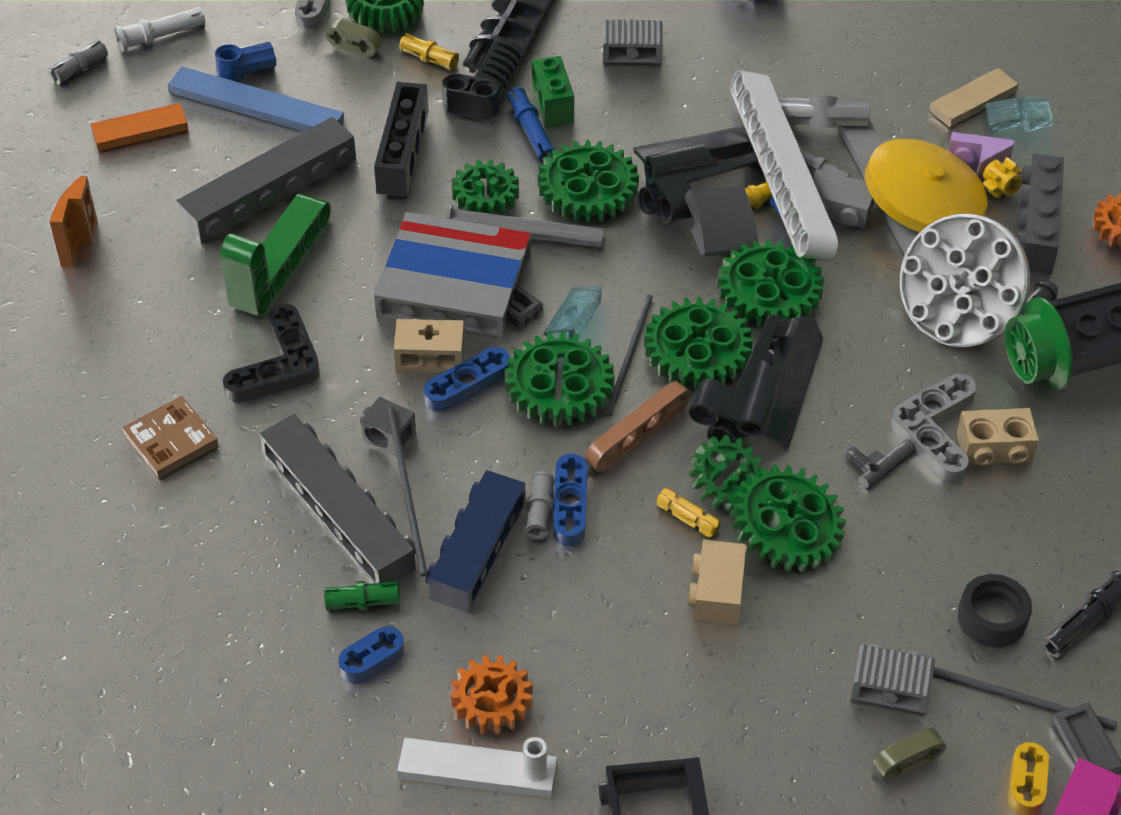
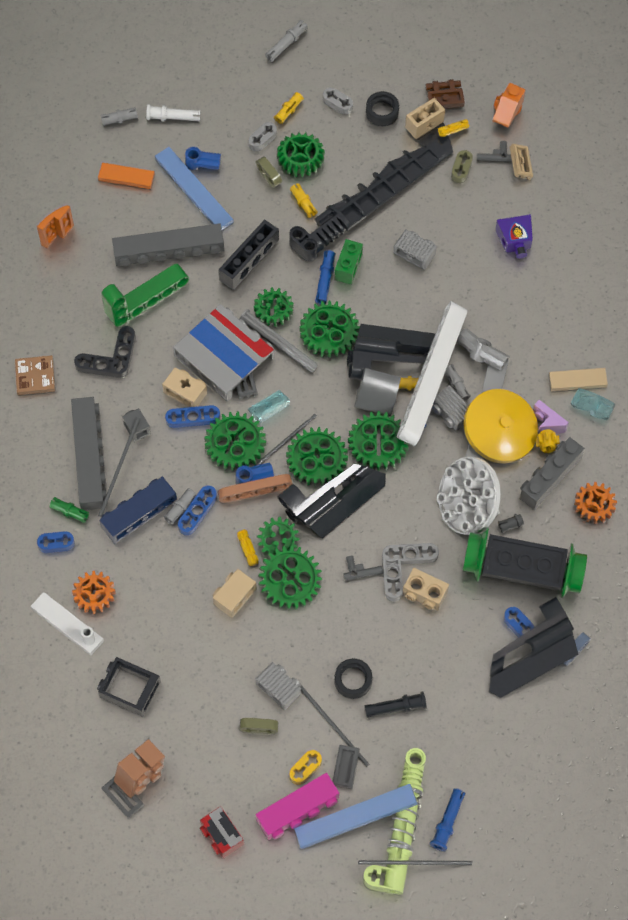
camera: 30 degrees right, 15 degrees up
(615, 408) = (254, 473): none -> blue piece

